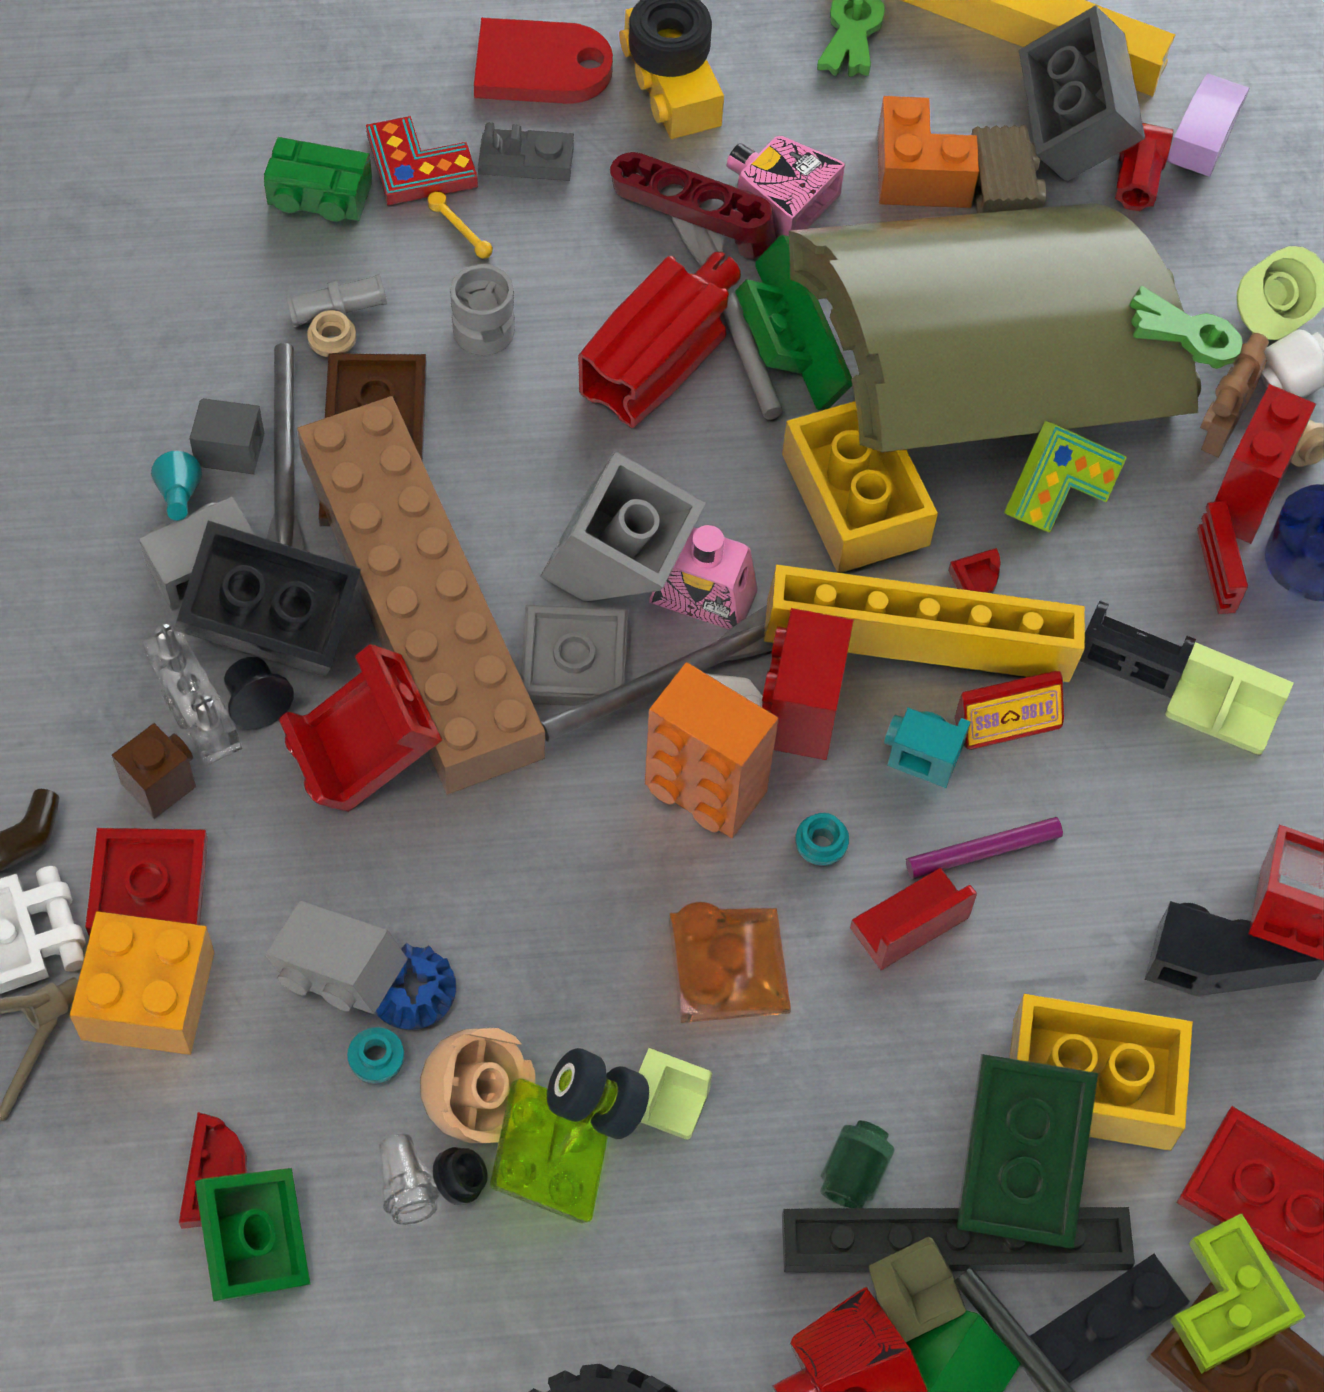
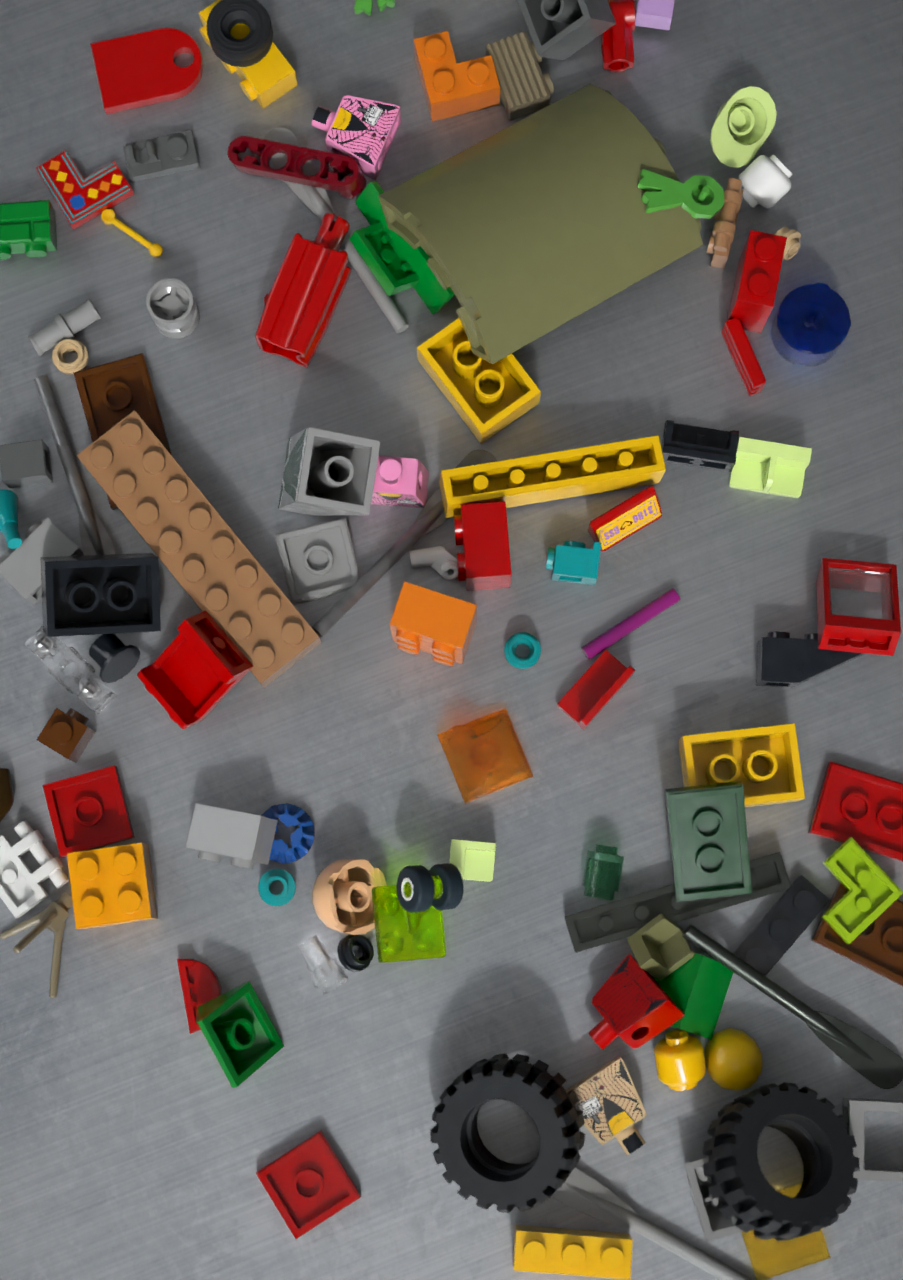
camera: 10 degrees left, 20 degrees up
(977, 571) = (577, 418): red tile -> none
(1056, 464) = (613, 321): lime tile -> none

